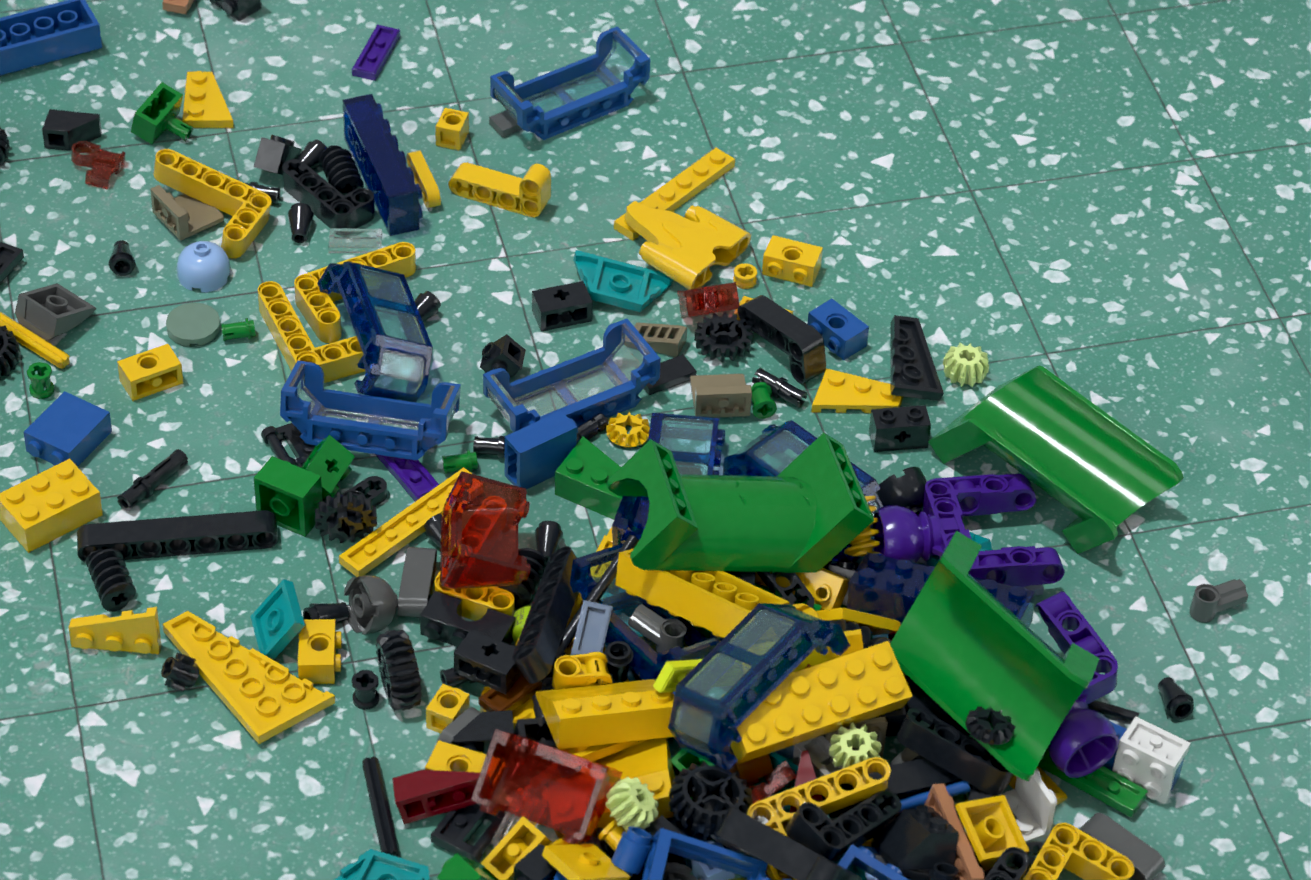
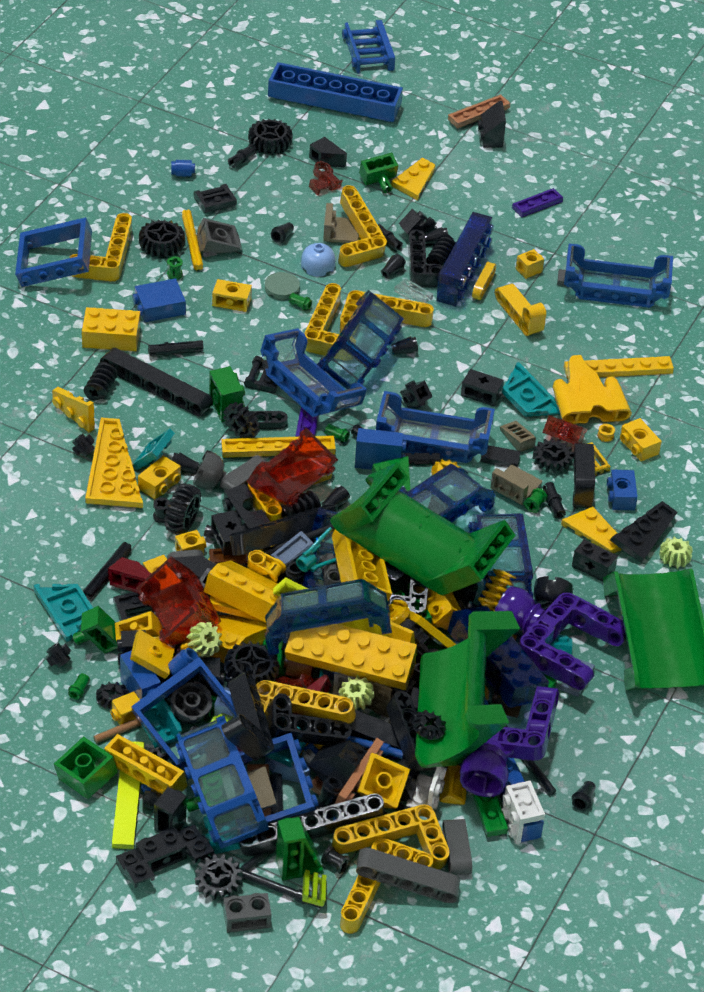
camera: 40 degrees right, 0 degrees up
(330, 462) = (270, 389): green brick -> none
(630, 631) = (308, 559): none -> teal plant
(1213, 599) = (665, 760): dark grey piece -> none

